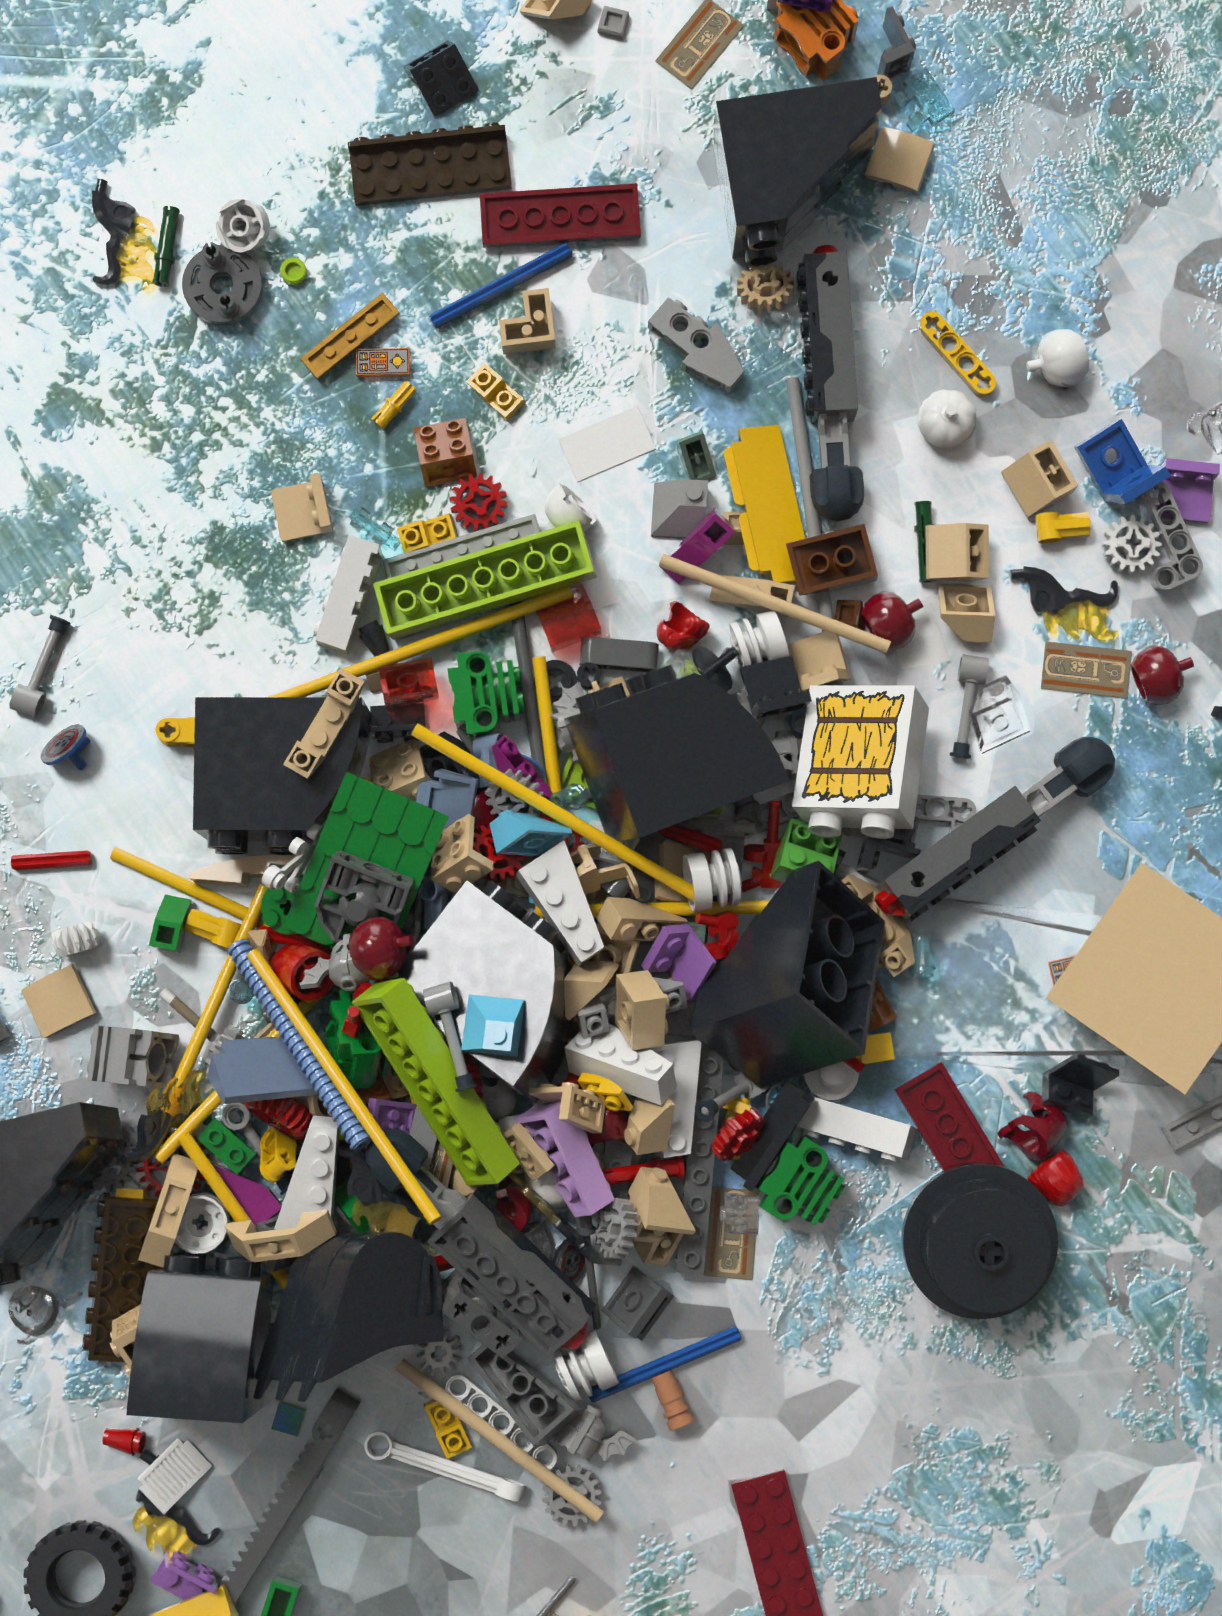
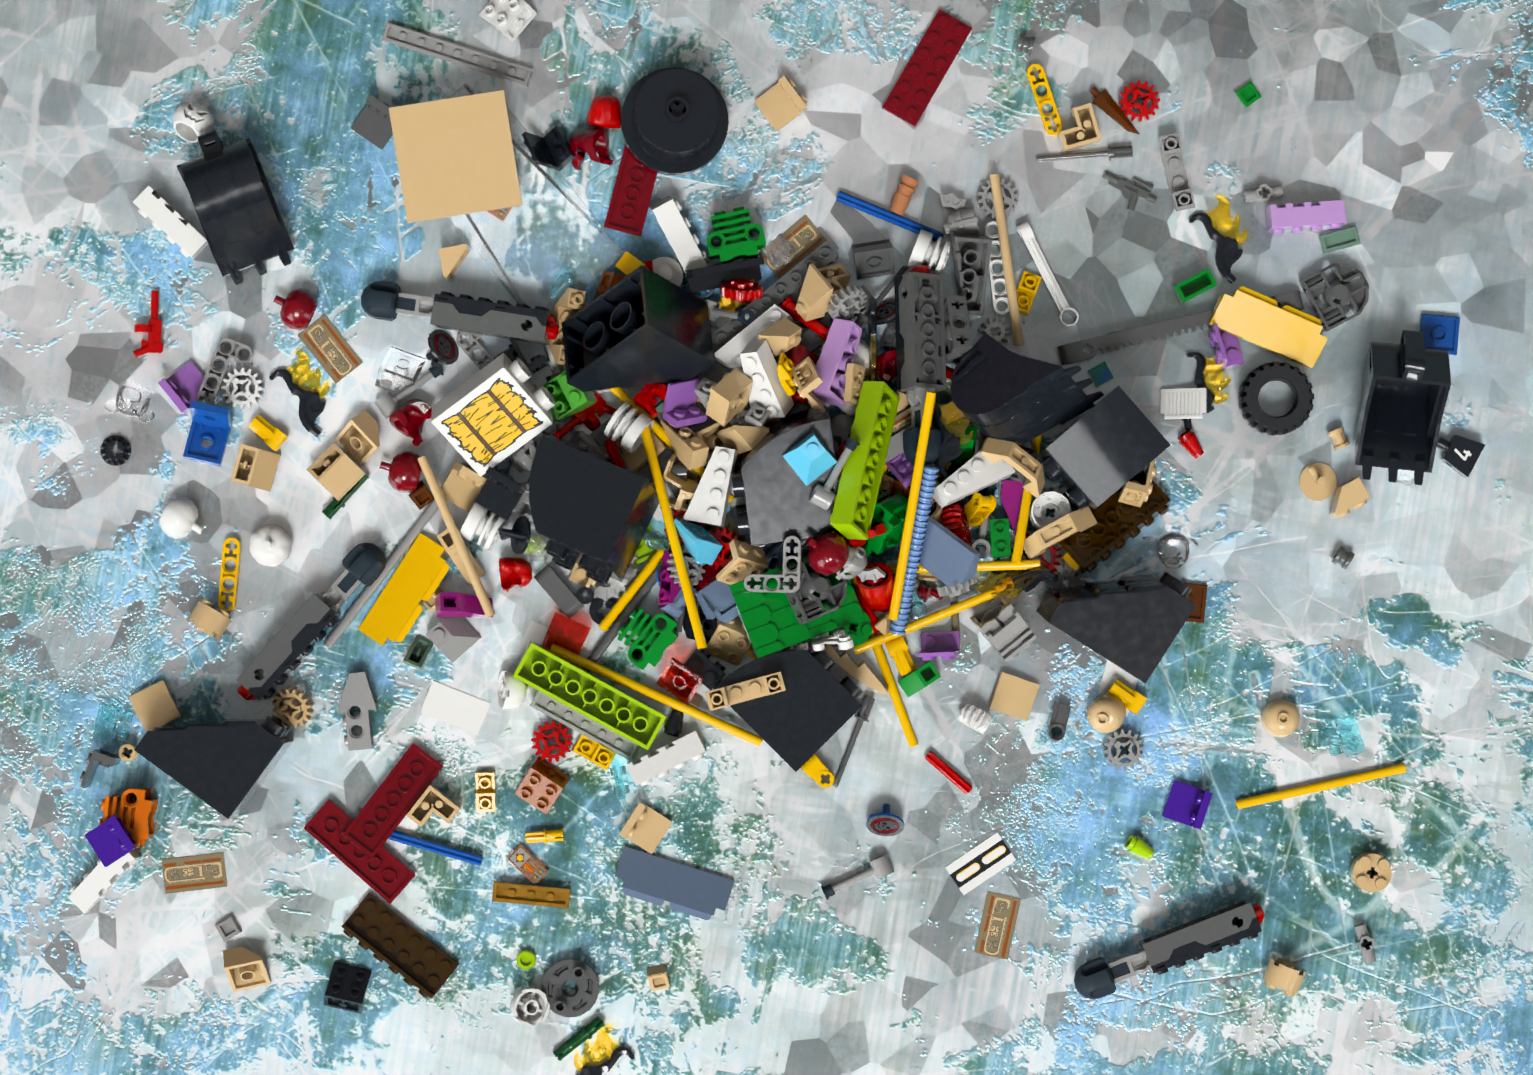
camera: 140 degrees left, 5 degrees up
(146, 379) = (658, 977): none -> tan slope
(182, 976) = (939, 644): none -> medium lavender bracket
(196, 841) = (862, 716): none -> dark grey piece
(214, 486) = (663, 880): none -> sand blue slope
(250, 1015) = (925, 592): none -> dark red plate
(399, 885) = (787, 573): none -> light grey beam
(576, 292) = (392, 800): none -> dark red plate
(832, 561) = (403, 530): reddish brown slope -> none
(889, 1369) = (781, 103): none -> tan bracket
(932, 288) = (208, 619): none -> tan brick
(936, 676) = (410, 419): none -> dark red piece
(977, 778) = (442, 348): none -> shield
(1058, 875) = (452, 258): none -> tan slope
(1189, 375) = (119, 458): none -> black gear

